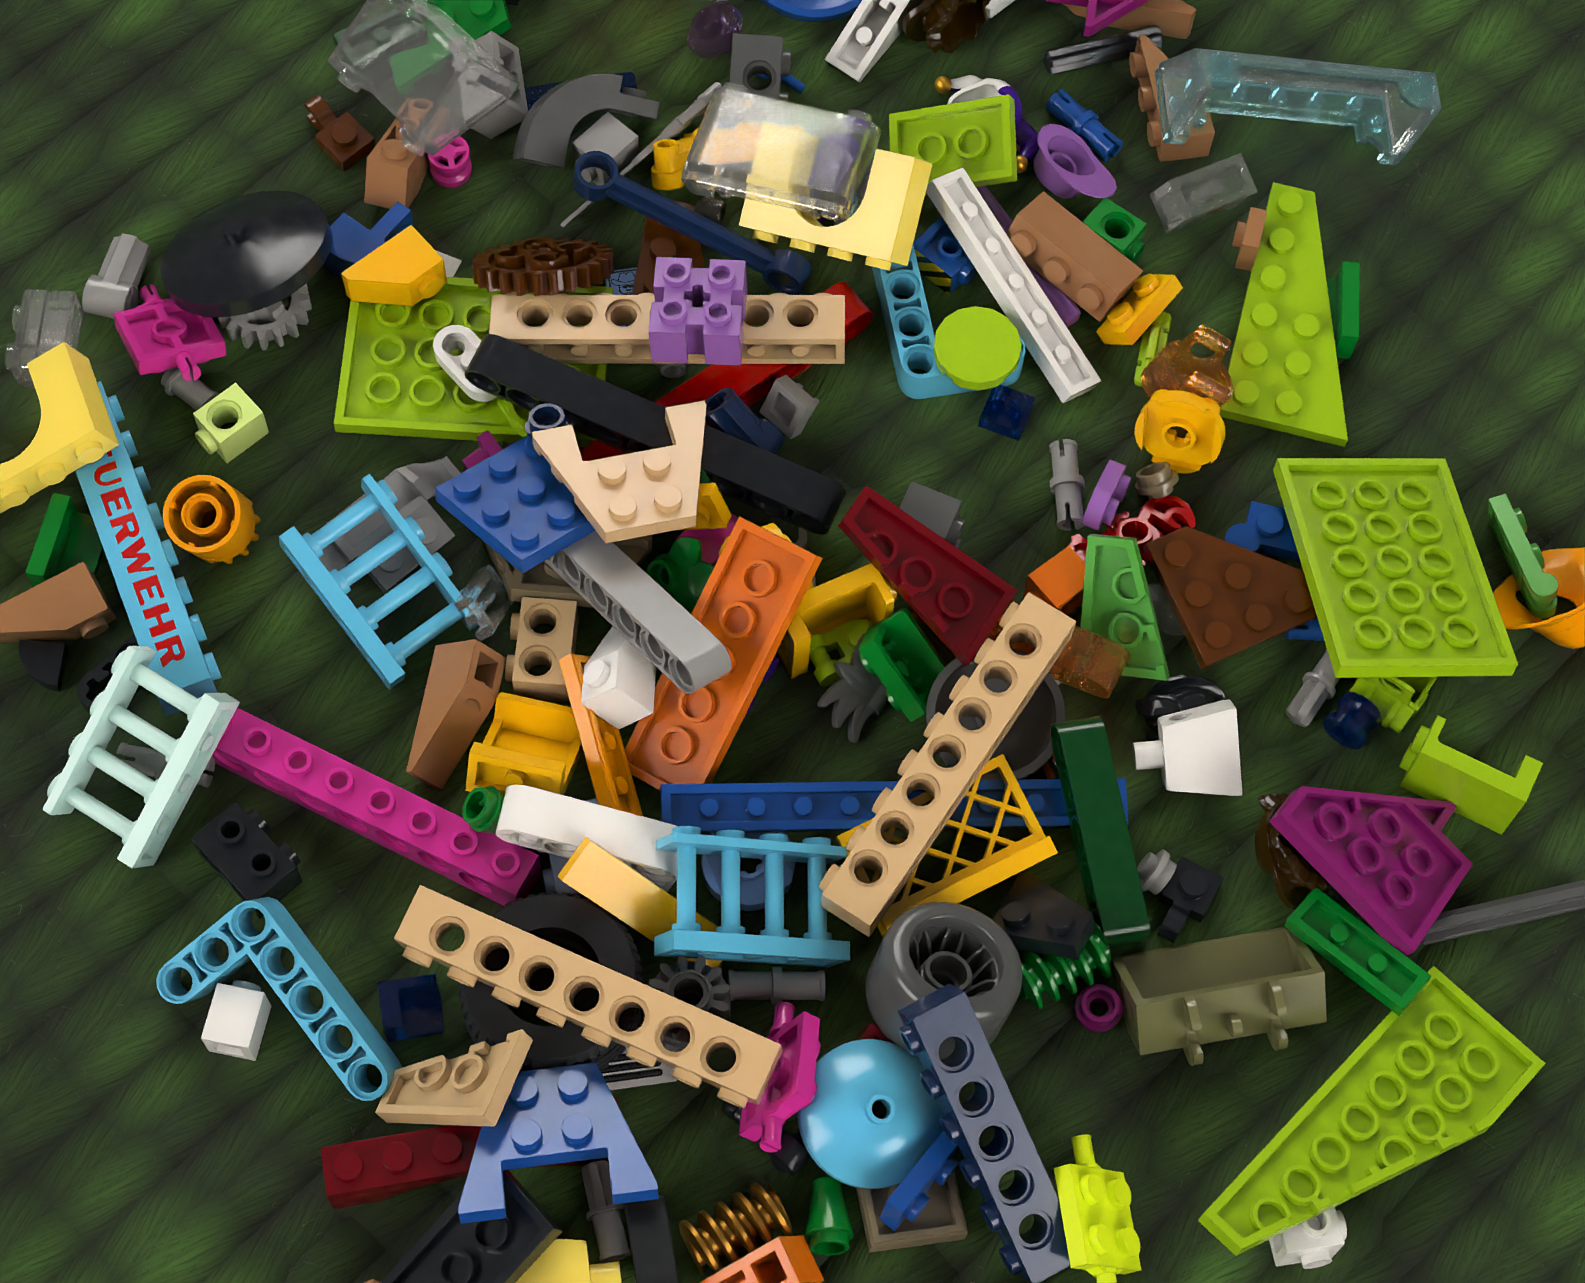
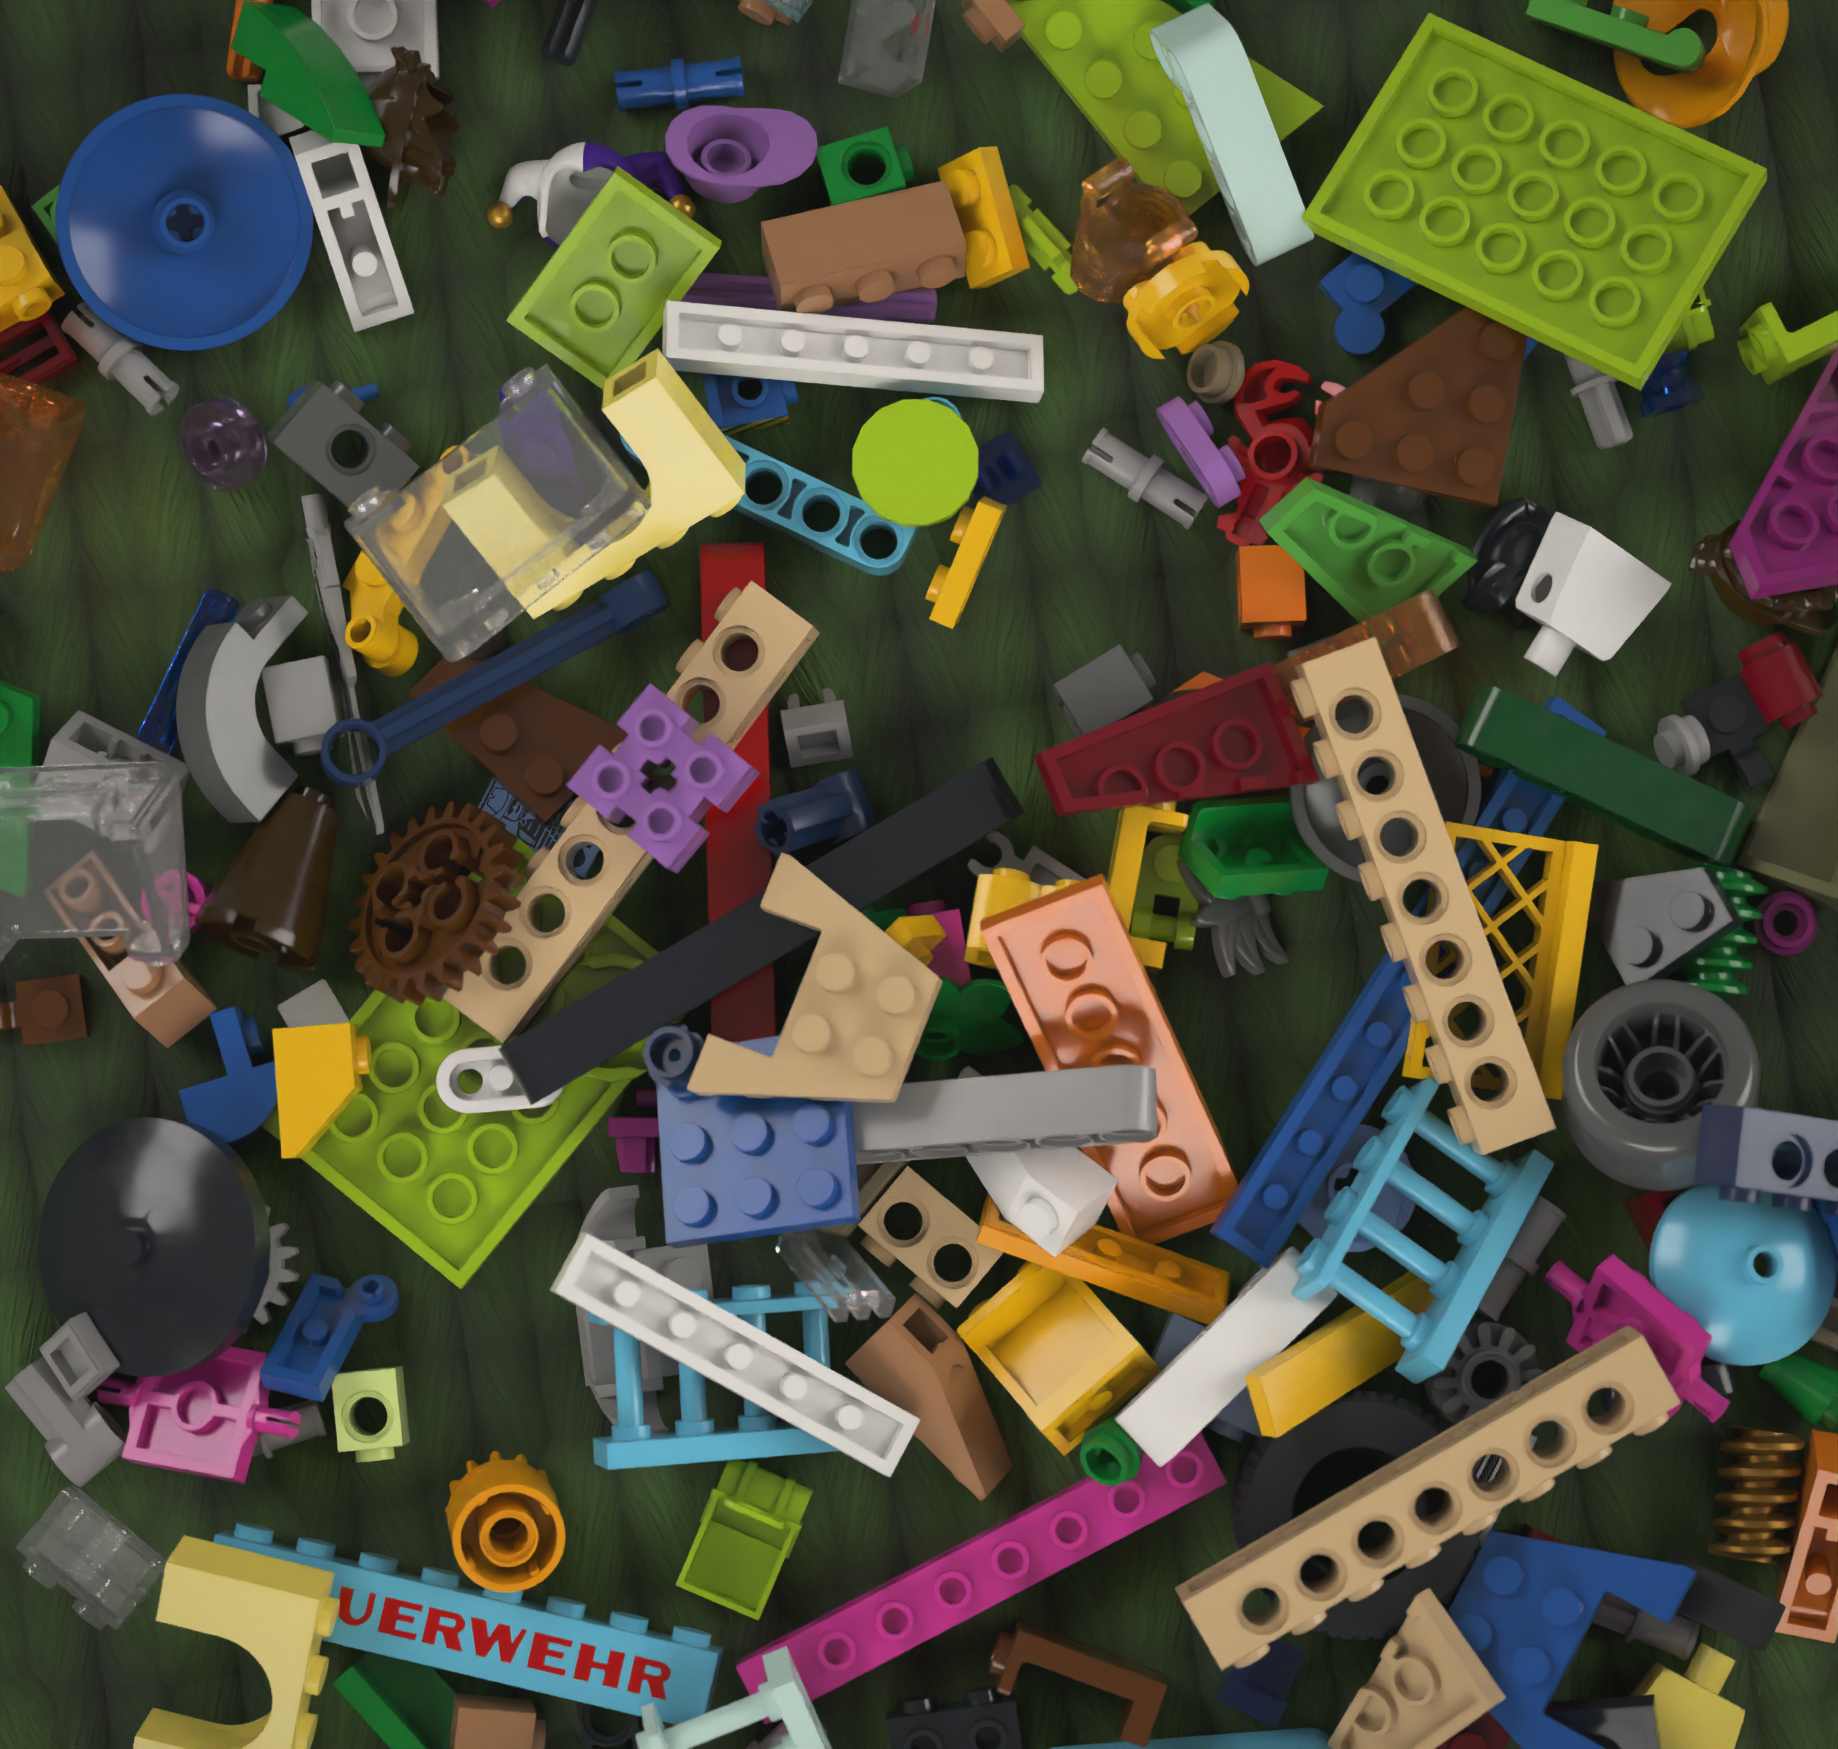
camera: 45 degrees left, 20 degrees up
(156, 256) = (79, 1356): none -> light grey tile
(258, 367) = (323, 1331): none -> blue hinge
(293, 664) = (744, 1537): none -> lime piece
(346, 936) = (1135, 1682): none -> reddish brown panel
(396, 563) = (734, 1354): none -> white plate
(495, 194) = (278, 884): none -> dark brown cone
(943, 418) = (953, 585): none -> yellow plate
(1237, 901) = (1780, 680): none -> dark red brick
(1290, 395) = (1235, 130): none -> light aqua beam

